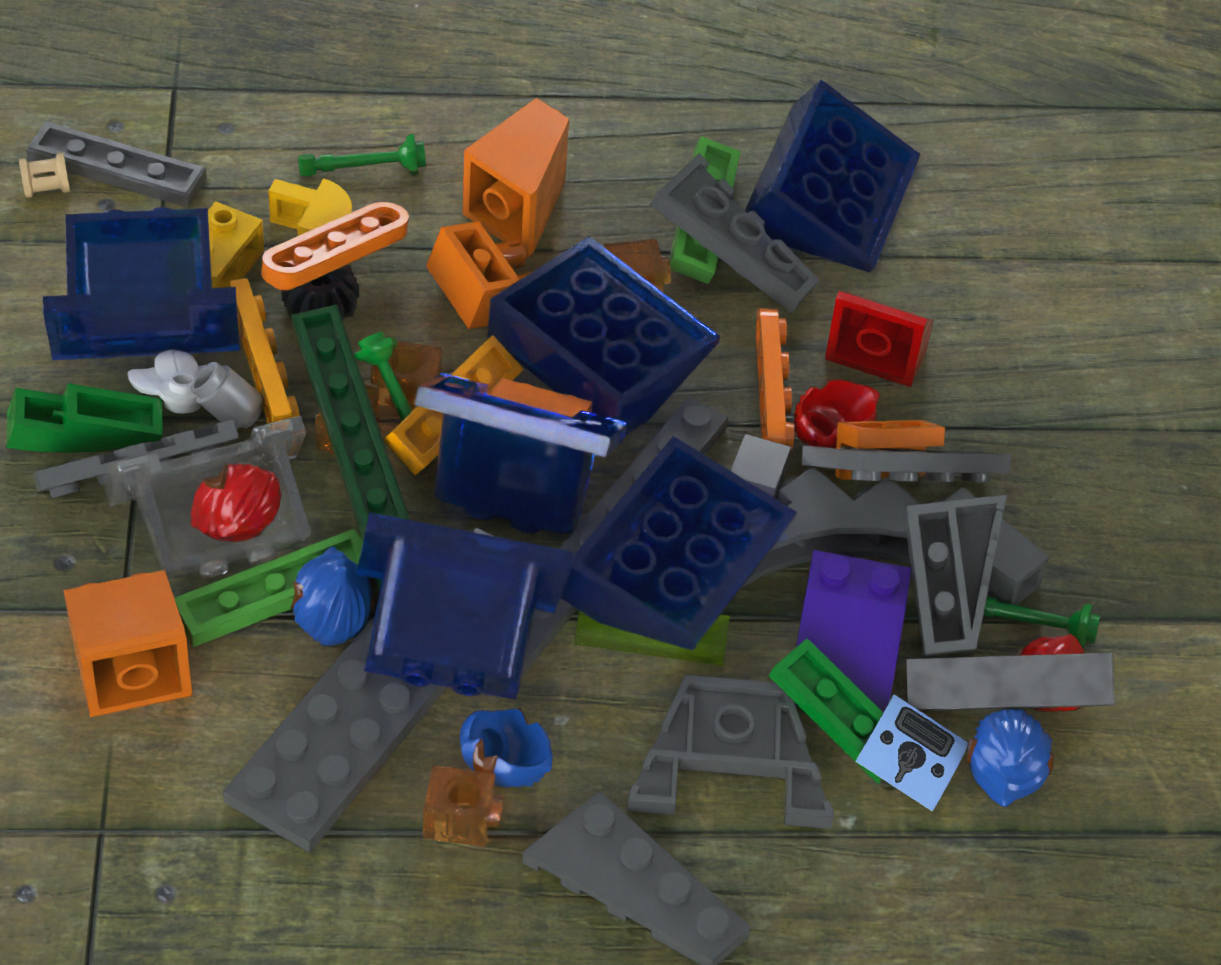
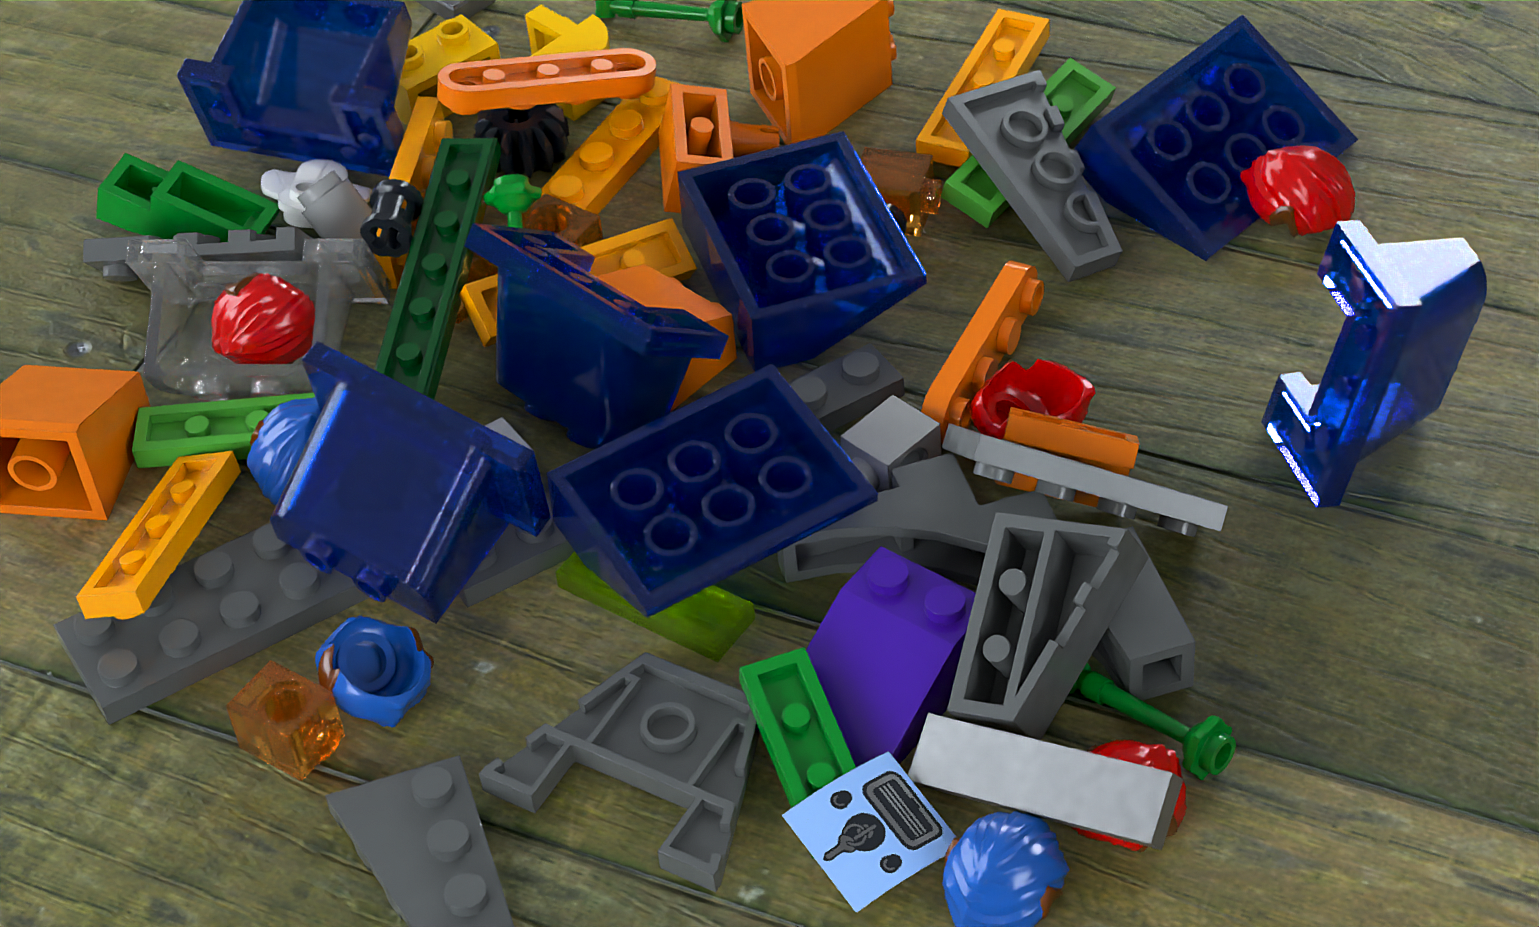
camera: 35 degrees right, 5 degrees down
(271, 695) = (158, 536): none -> light orange plate
(295, 395) = (388, 215): none -> black bush
(396, 285) = (612, 152): none -> light orange plate
(642, 171) = (1002, 52): none -> light orange plate
(877, 338) = (1148, 328): red slope -> none
(912, 204) = (1300, 189): none -> red hair
(1045, 370) = (1392, 361): none -> clear blue windscreen

